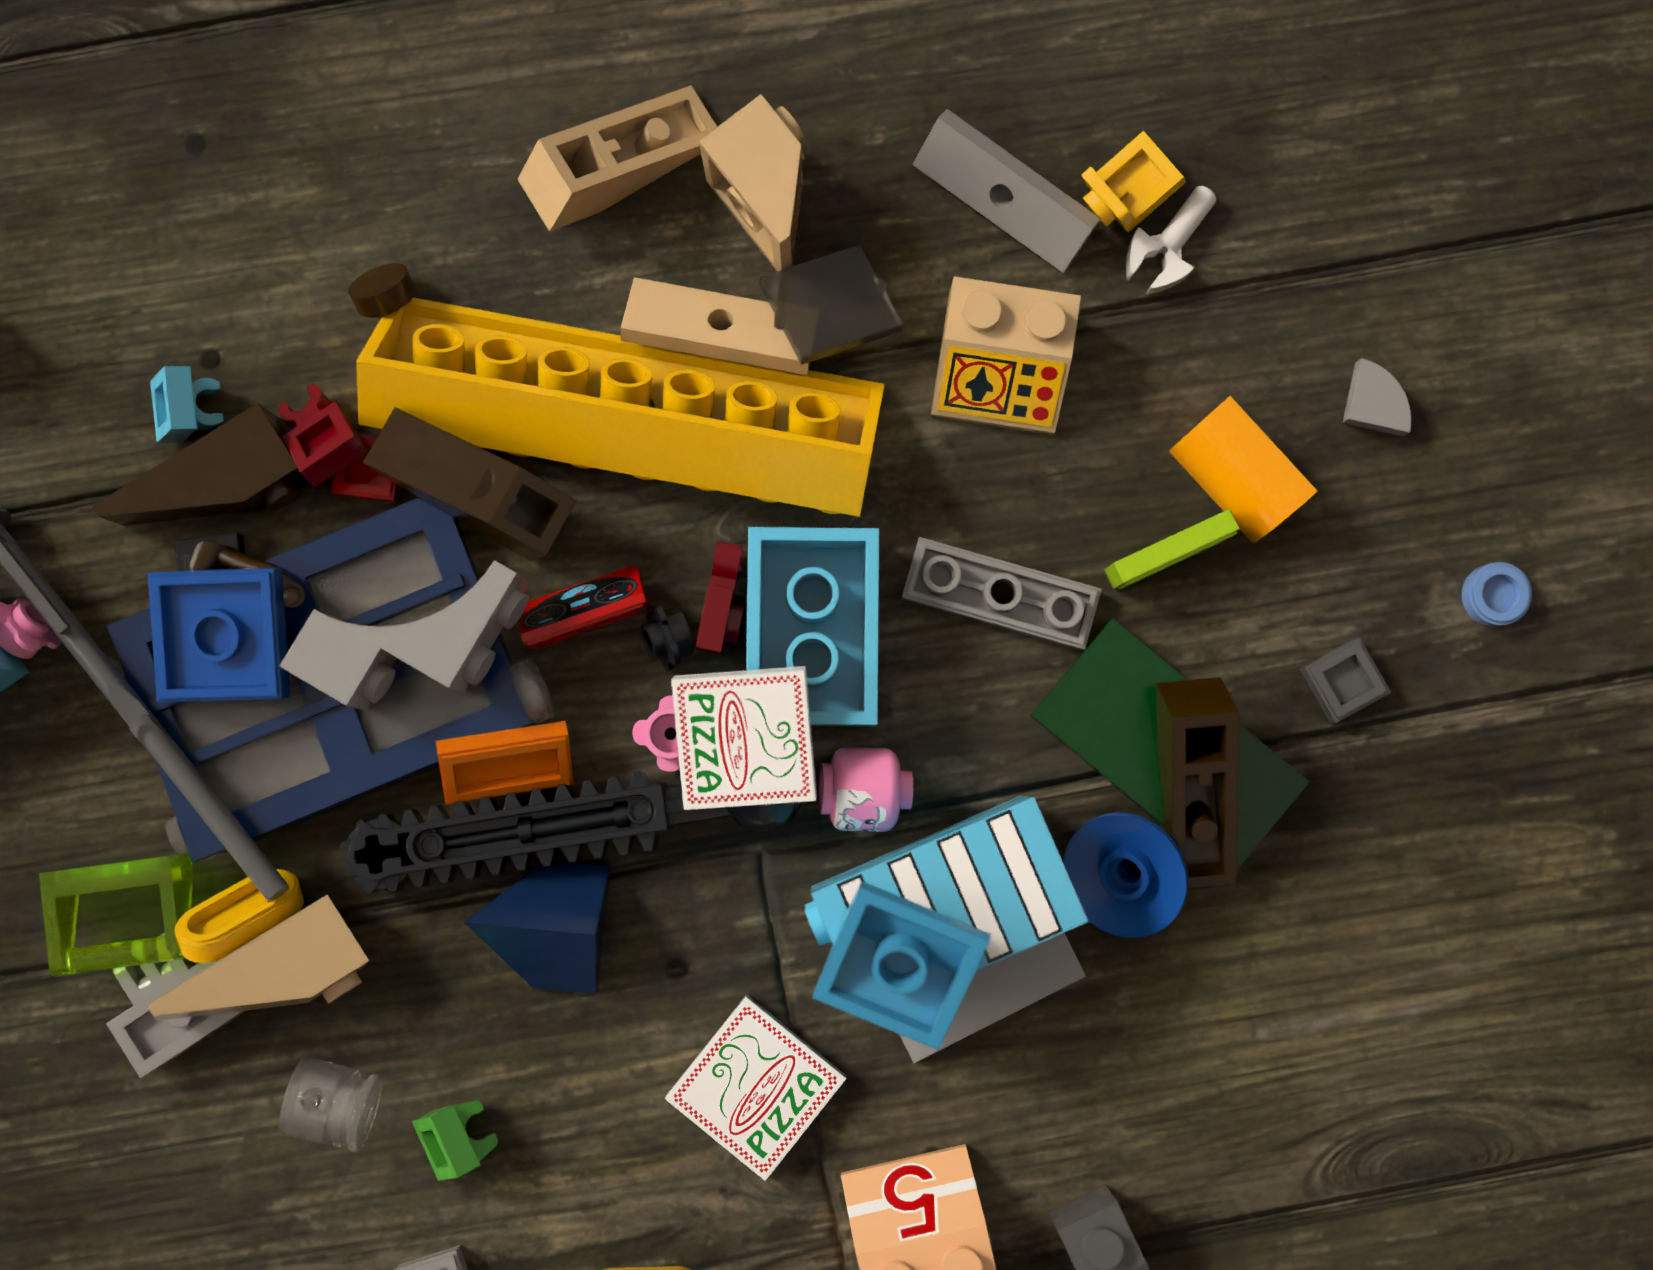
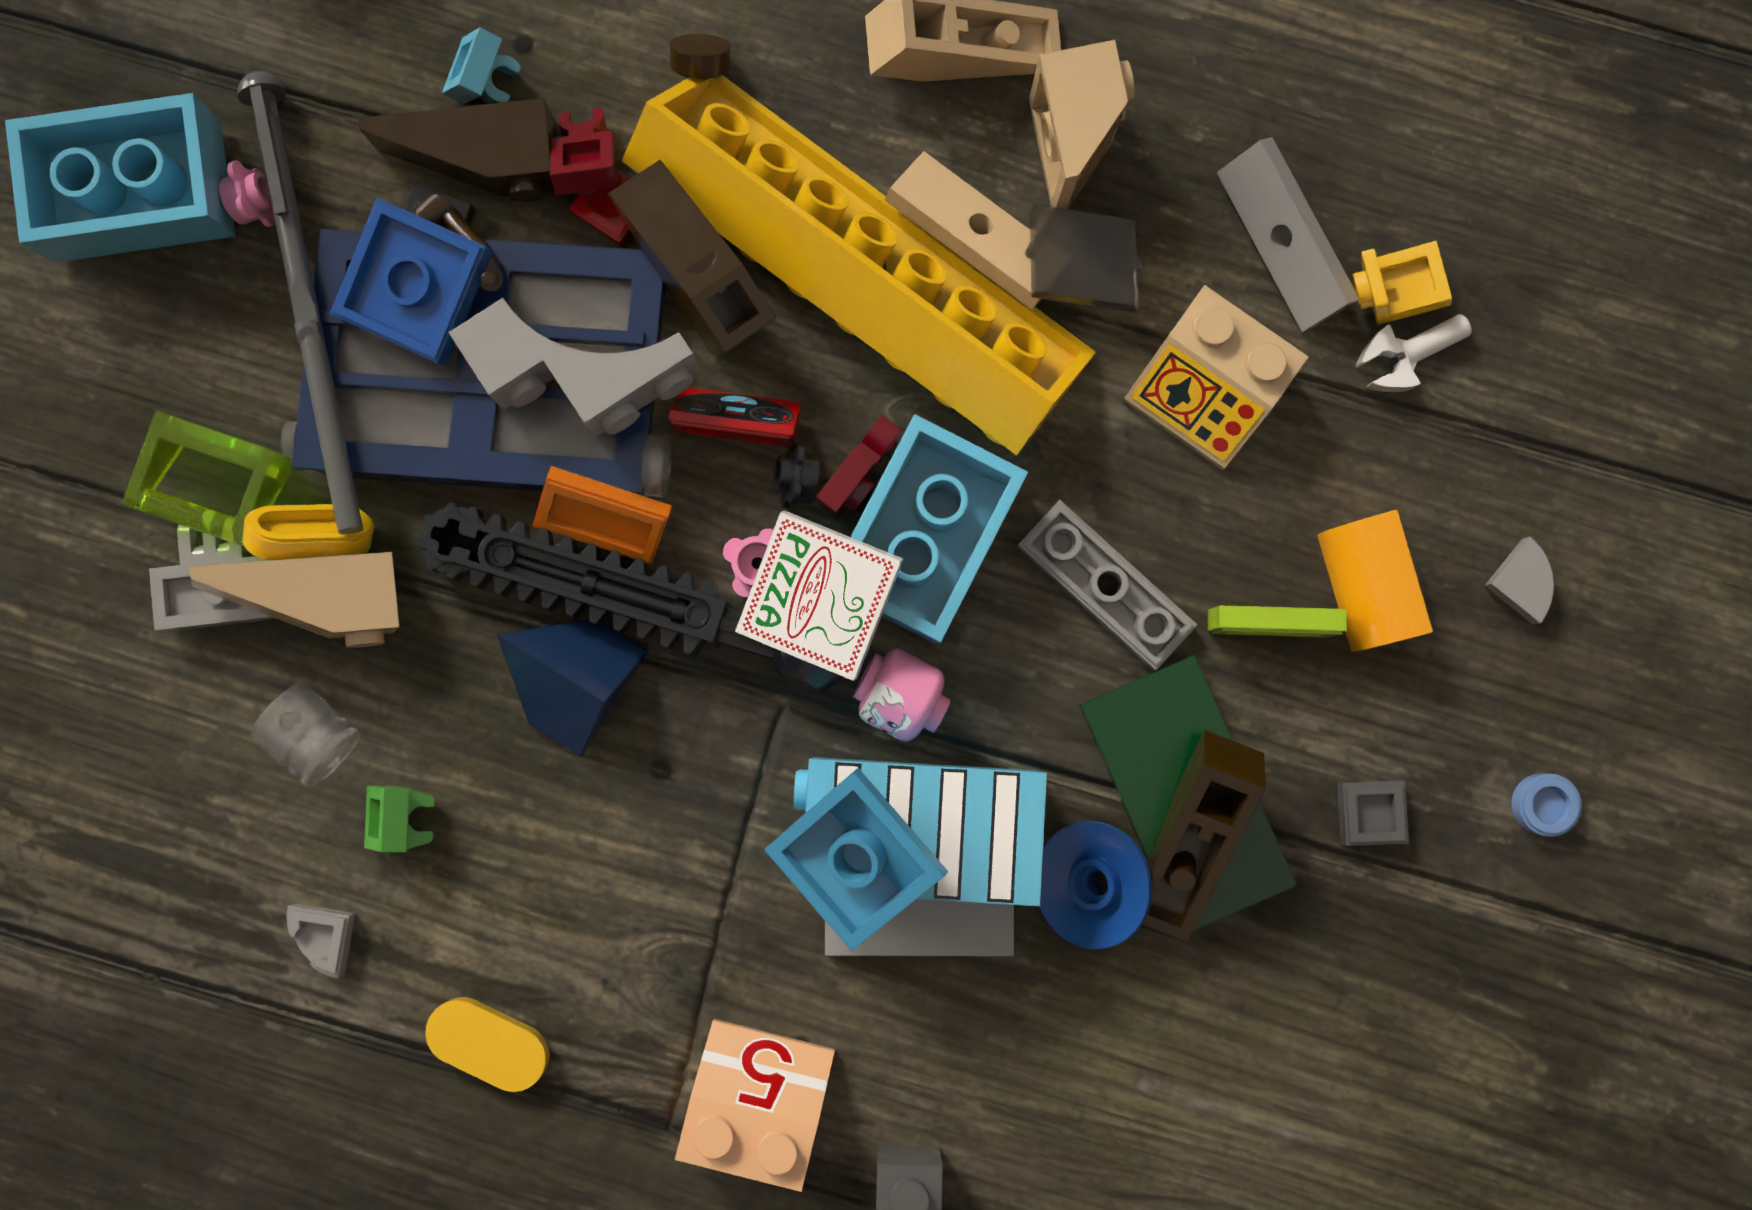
camera: 30 degrees right, 0 degrees up
(755, 1087) = (677, 907): white tile -> none

